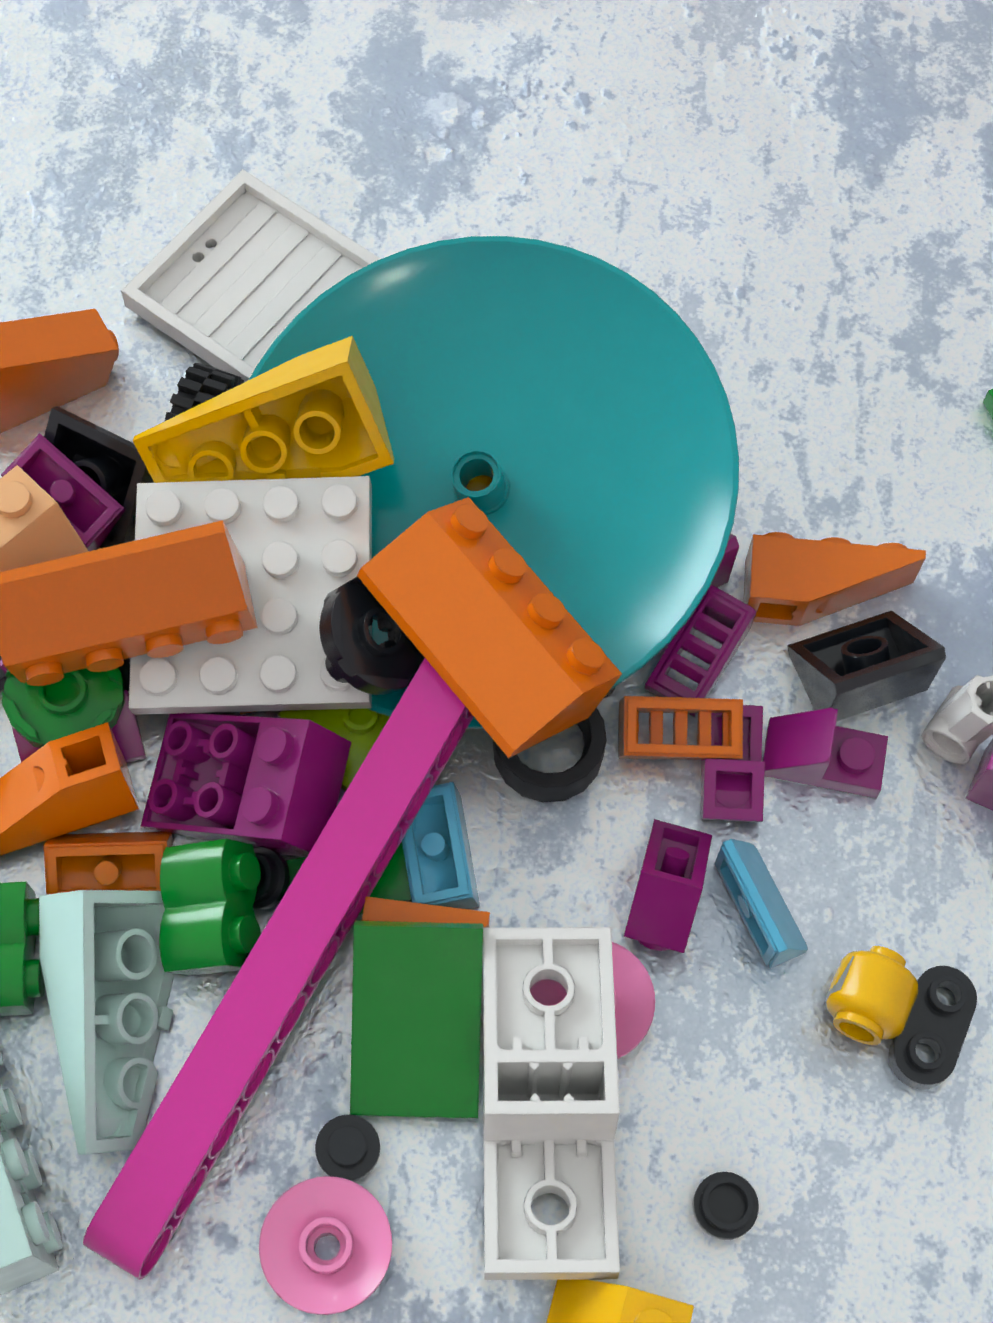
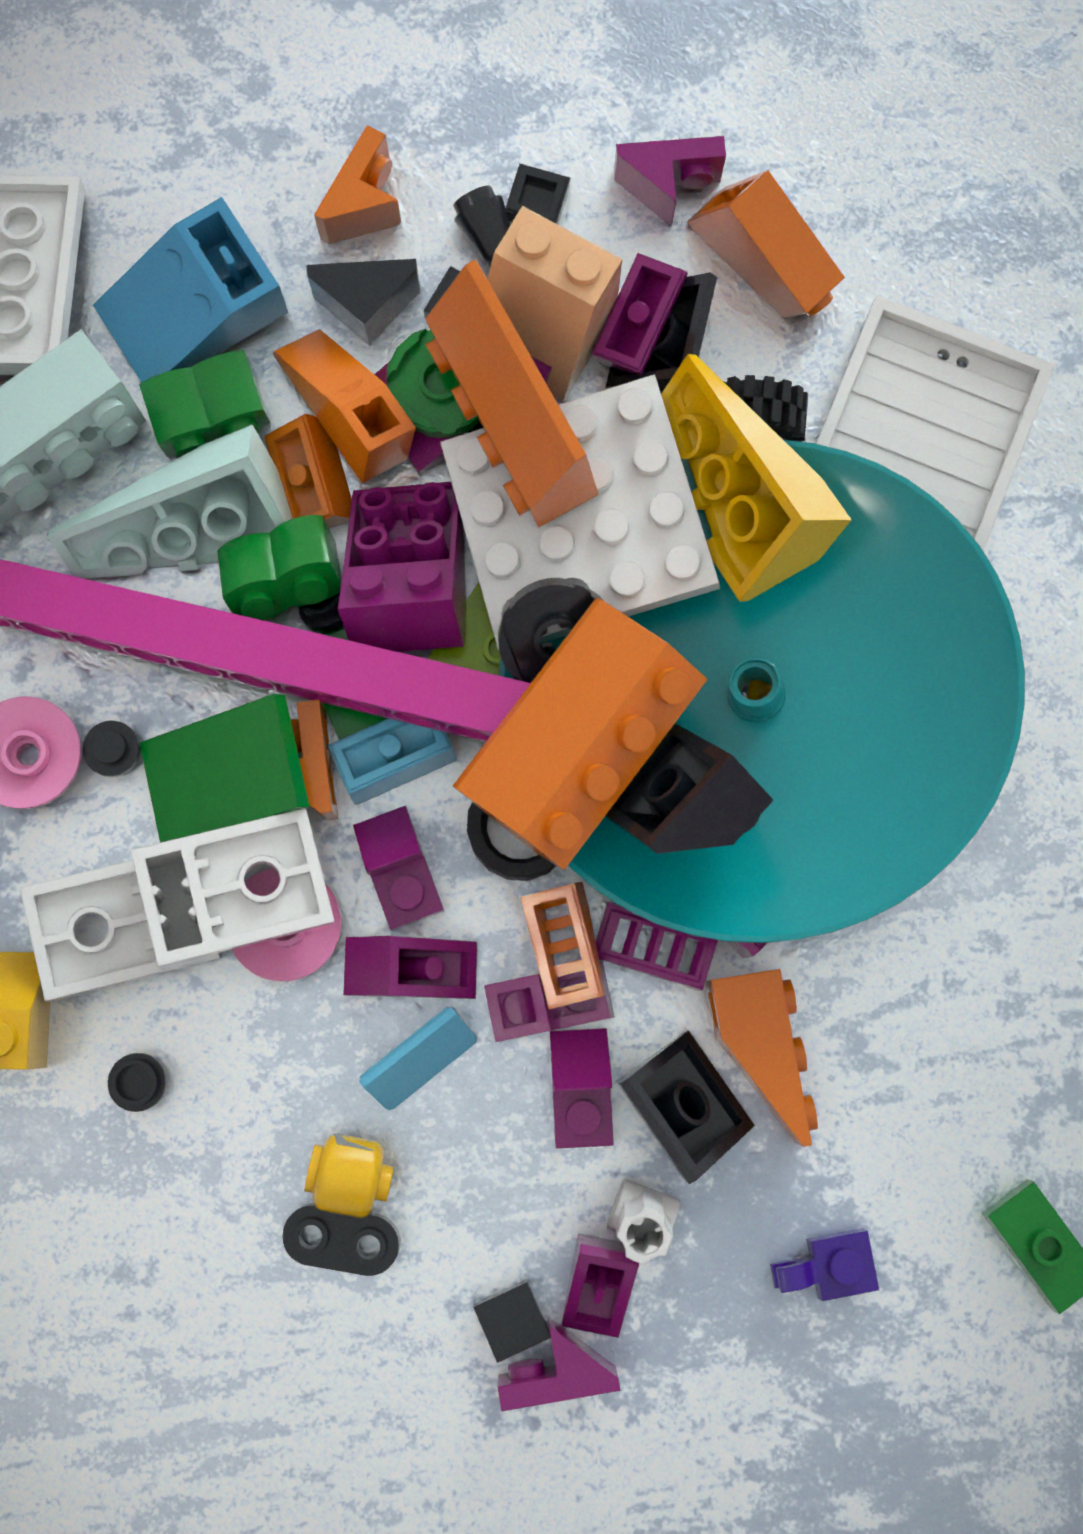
camera: 75 degrees right, 15 degrees up
(557, 875) = (398, 868): none -> magenta slope
(580, 540) = (689, 797): none -> black slope

